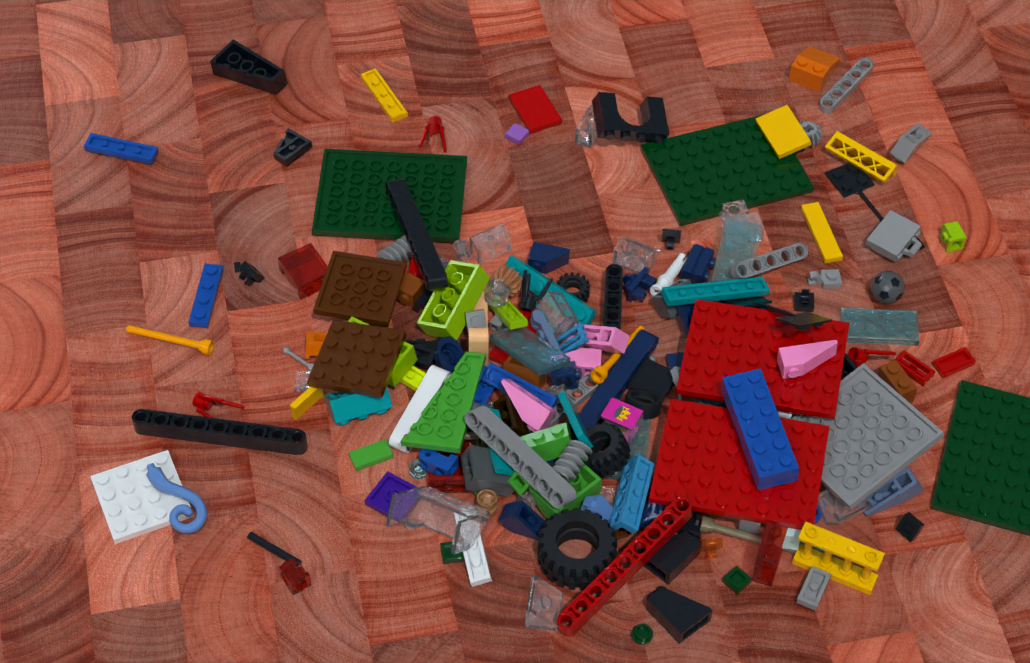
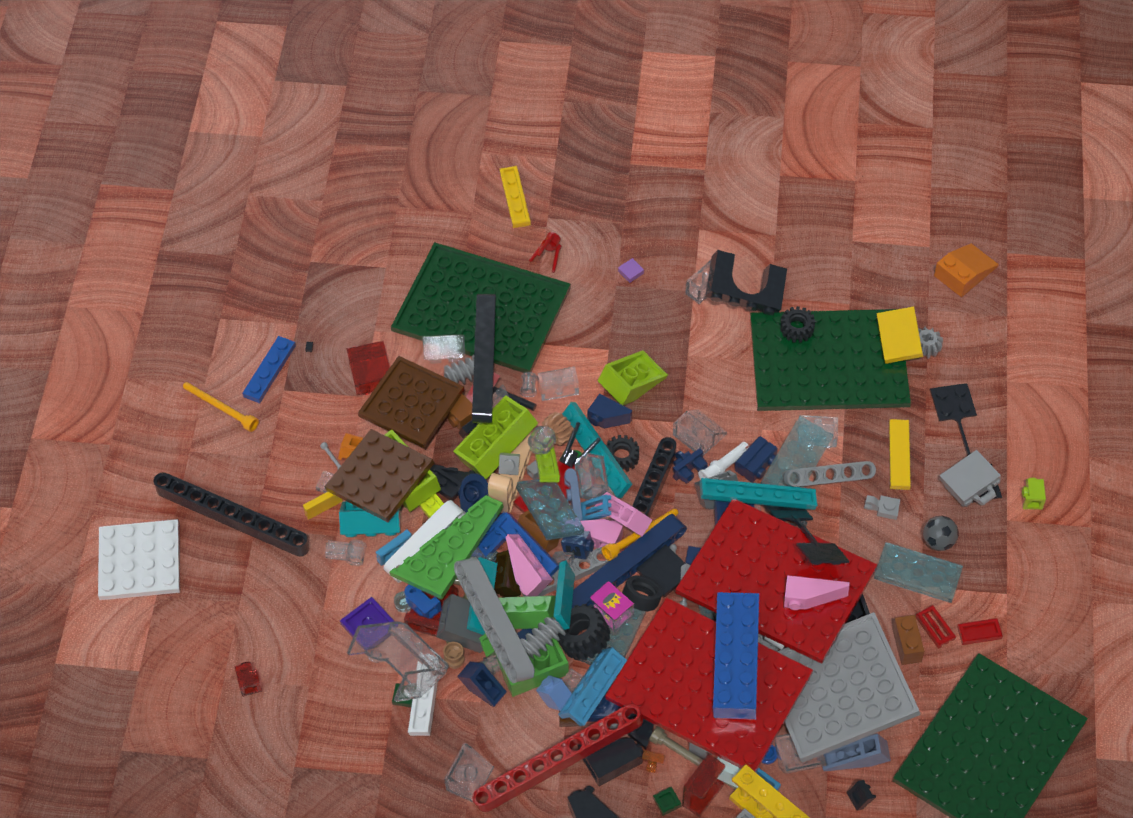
camera: 20 degrees right, 5 degrees up
(121, 148) = (242, 195): blue plate -> none
(161, 483) = (157, 552): medium blue plant -> none
(204, 401) = (229, 479): red plant -> none
(249, 68) = (390, 137): black wedge -> none
(250, 272) = (318, 357): black tile -> none
(272, 548) = (240, 646): black bar -> none
(291, 147) = (403, 232): black wing -> none
(353, 437) = (350, 552): none -> clear piece
(370, 455) = (363, 575): bright green tile -> none
(371, 236) = (444, 347): none -> clear brick
(389, 424) = (392, 547): none -> dark azure tile
(535, 109) = (659, 247): red tile -> none
(555, 223) = (631, 377): none -> lime slope
(572, 526) = (514, 702): black tyre -> none
(671, 237) = (740, 422): black tile -> none
(689, 135) = (797, 333): none -> black tyre
(733, 209) = (821, 408): clear brick -> none
(804, 301) = (851, 525): black tile -> none
(846, 91) = (988, 303): light grey beam -> none
(860, 154) = (975, 378): yellow fence -> none
(860, 355) = (879, 601): red plant -> none
(910, 143) = (1033, 377): light grey slope -> none

